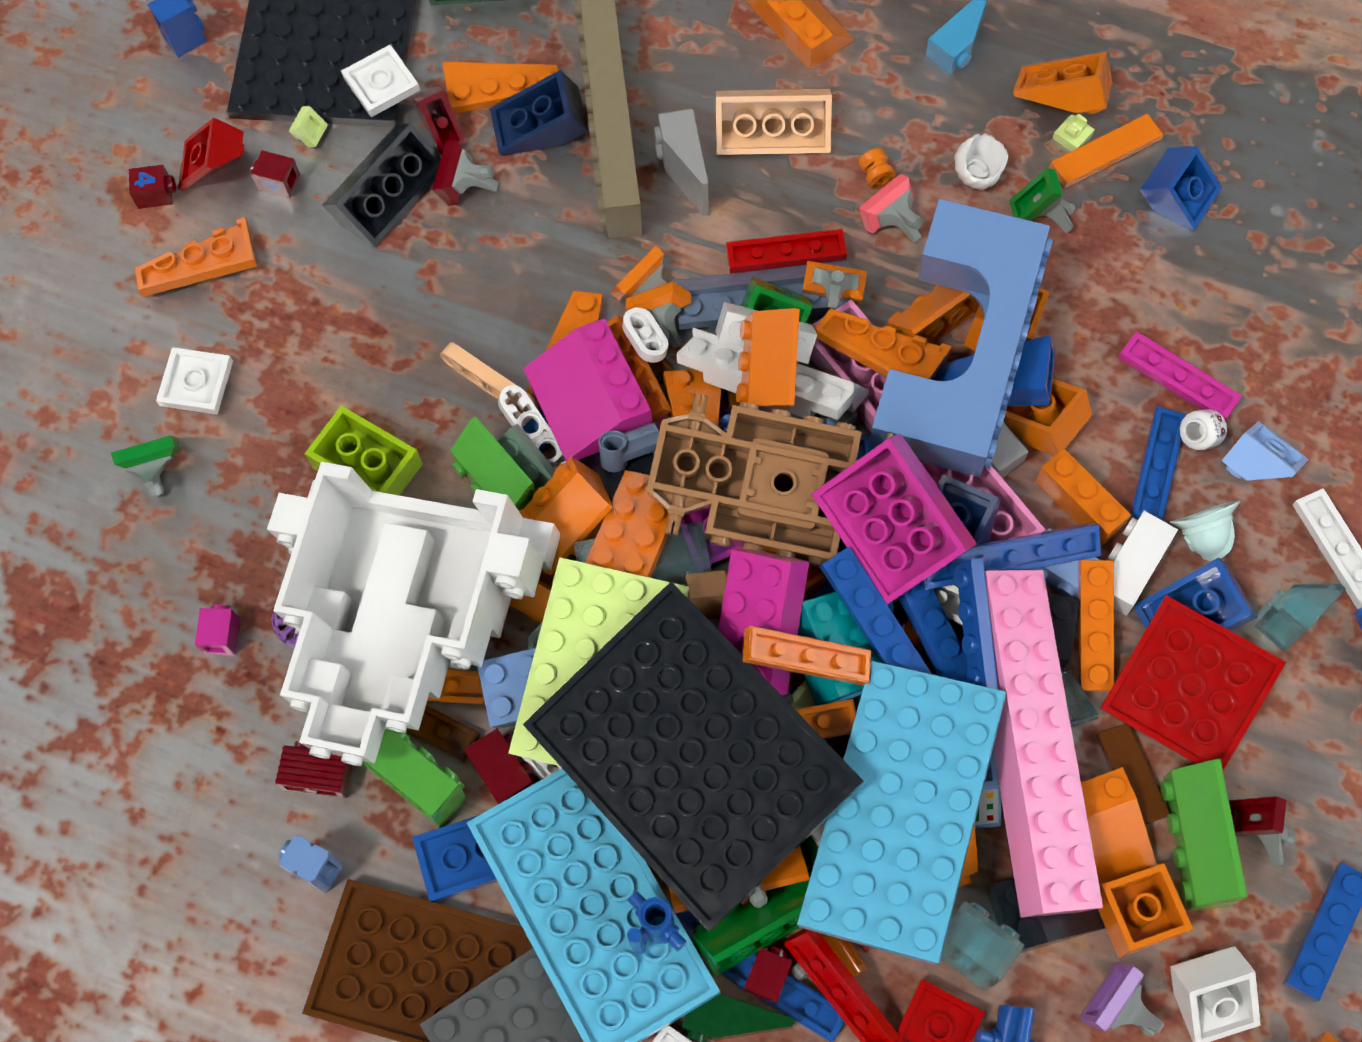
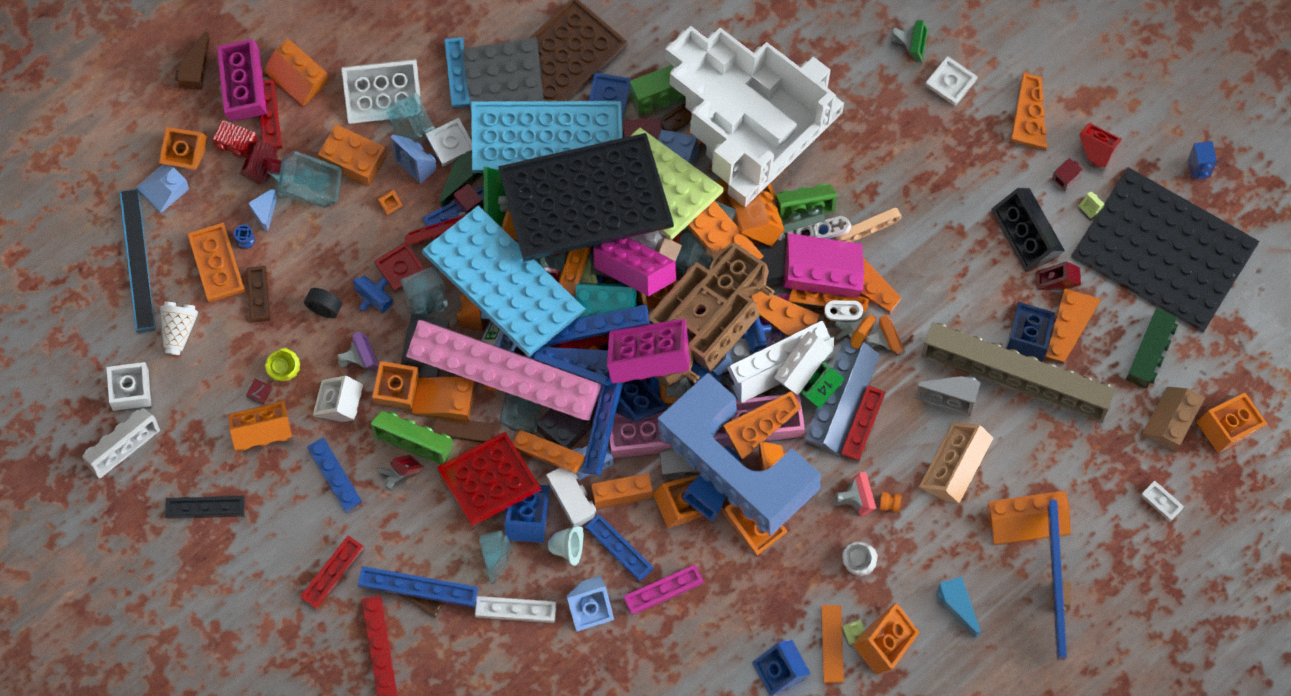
camera: 115 degrees right, 0 degrees up
(151, 186) = (1094, 106): dark red brick -> none
(217, 630) = (793, 35): dark pink brick -> none
(309, 863) = (642, 25): medium blue brick -> none
(373, 453) = (851, 141): lime brick -> none
(380, 80) = (1098, 253): white plate -> none
(458, 173) = (1013, 271): piece -> none
(619, 447) = (777, 266): sand blue piece -> none
(661, 934) = (518, 148): blue pin -> none
(769, 359) = (775, 339): orange slope -> none
(806, 655) = (601, 271): orange tile -> none
(834, 282) = (820, 424): piece -> none
(1043, 198) = (815, 576): green piece -> none
(1203, 429) = (623, 577): white head -> none

